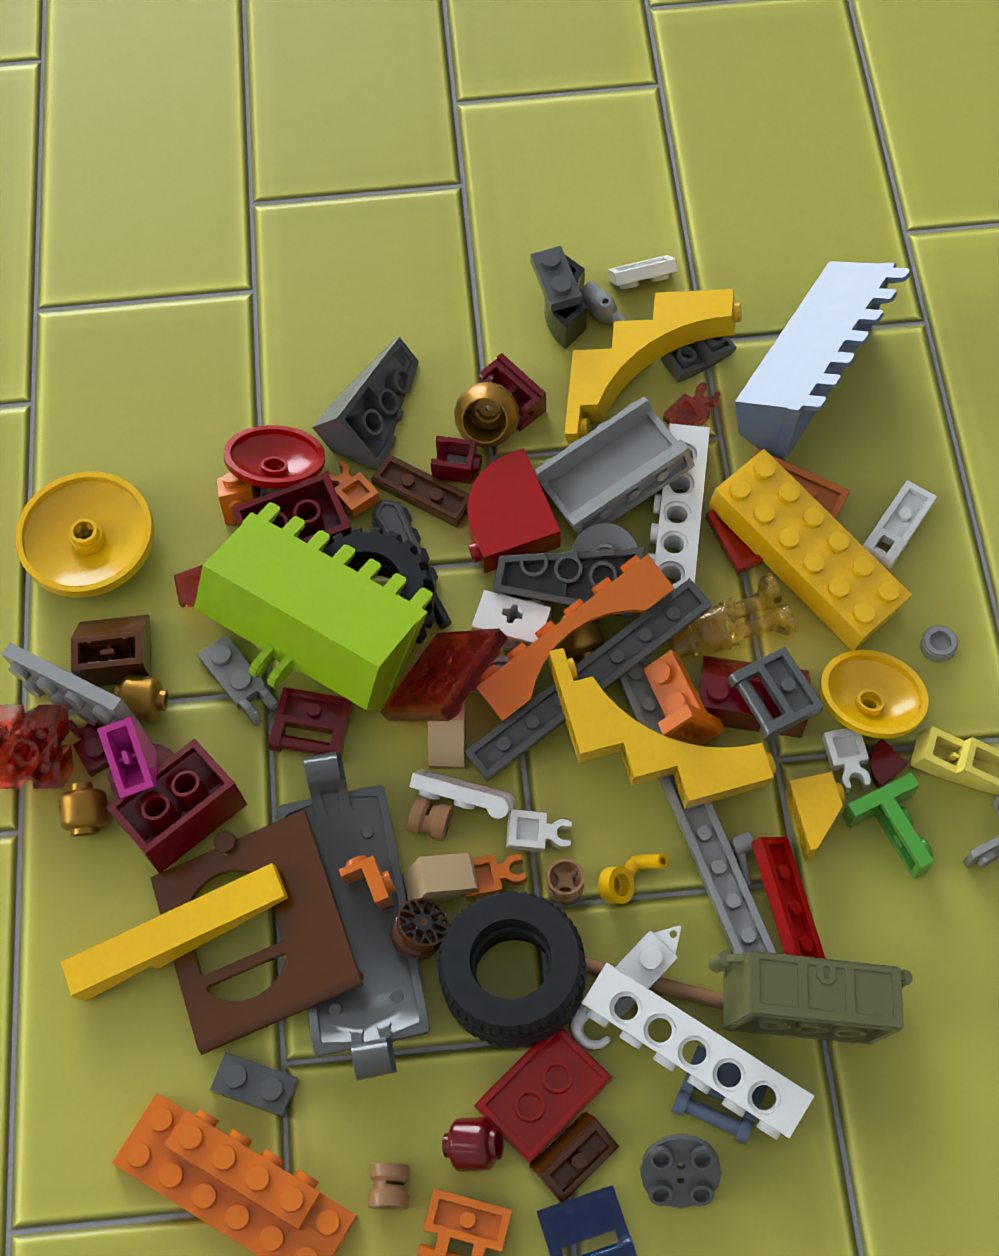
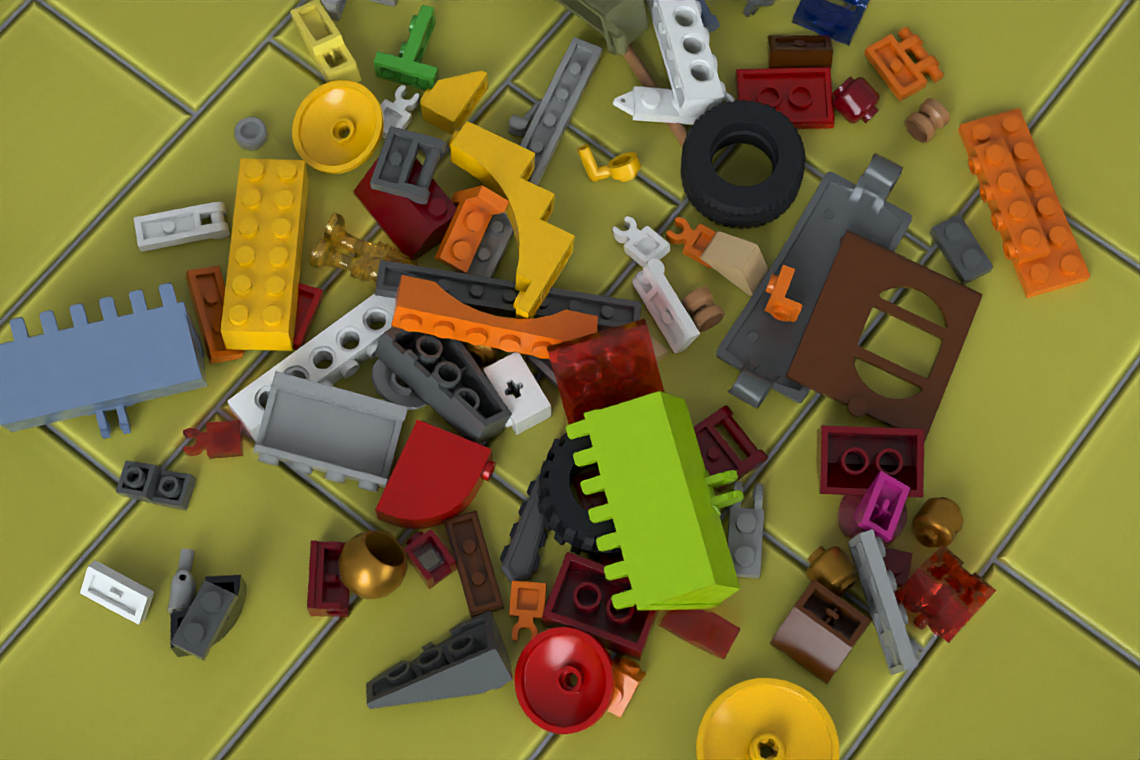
camera: 140 degrees left, 5 degrees up
(172, 933) = (942, 374): yellow slope -> none
(416, 918) = (778, 239): reddish brown wheel -> none
(565, 874) = (654, 187): medium nougat wheel -> none
(677, 321) = (252, 524): yellow arch -> none
(787, 897) = (533, 61): red plate -> none
(885, 763) = (381, 89): dark red tile -> none

